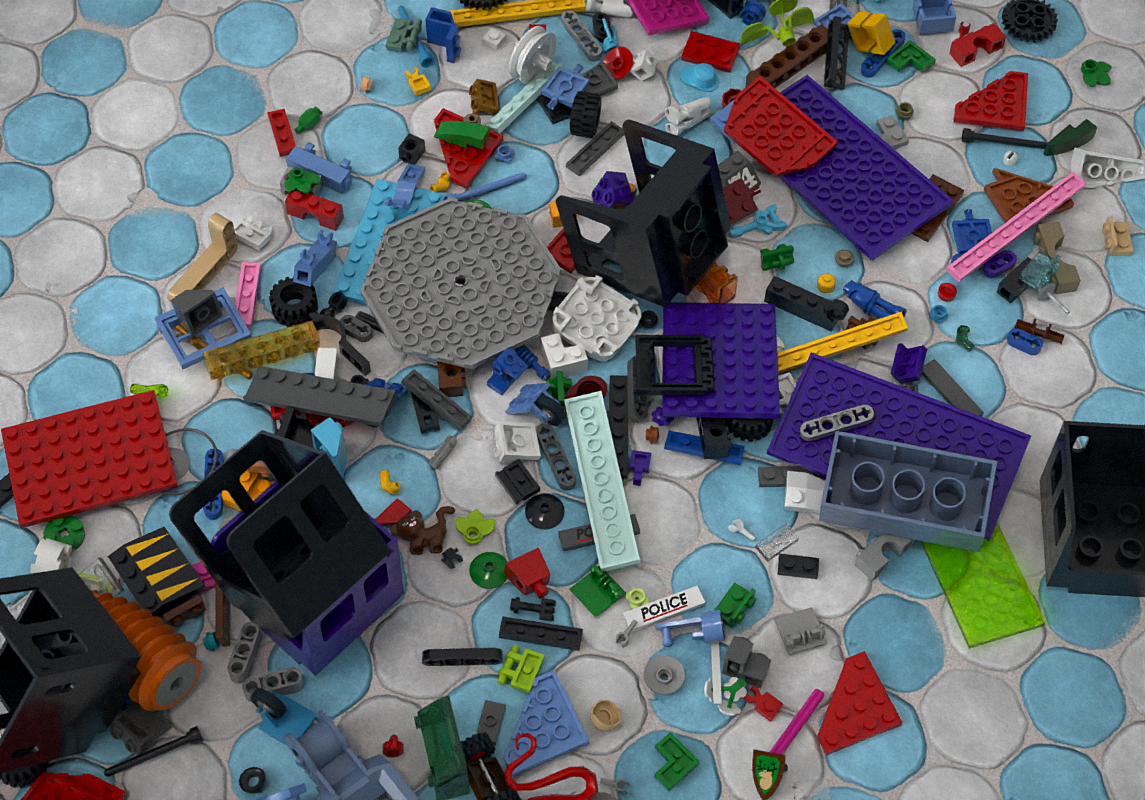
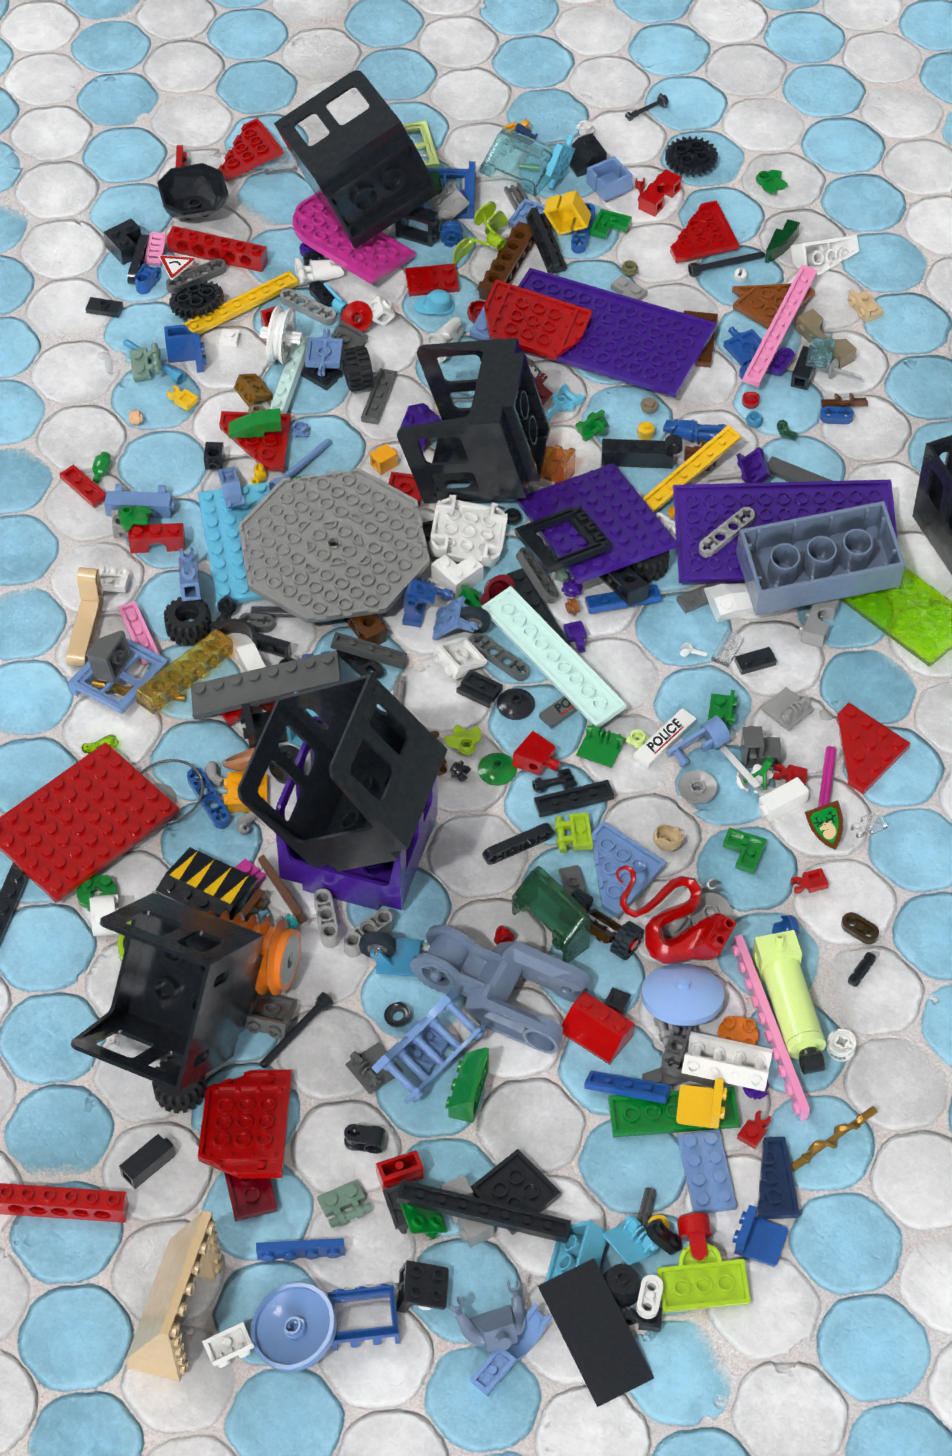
camera: 25 degrees left, 5 degrees down
(626, 633) = (645, 771): light grey hand -> none
(740, 726) = (783, 799): none -> white brick

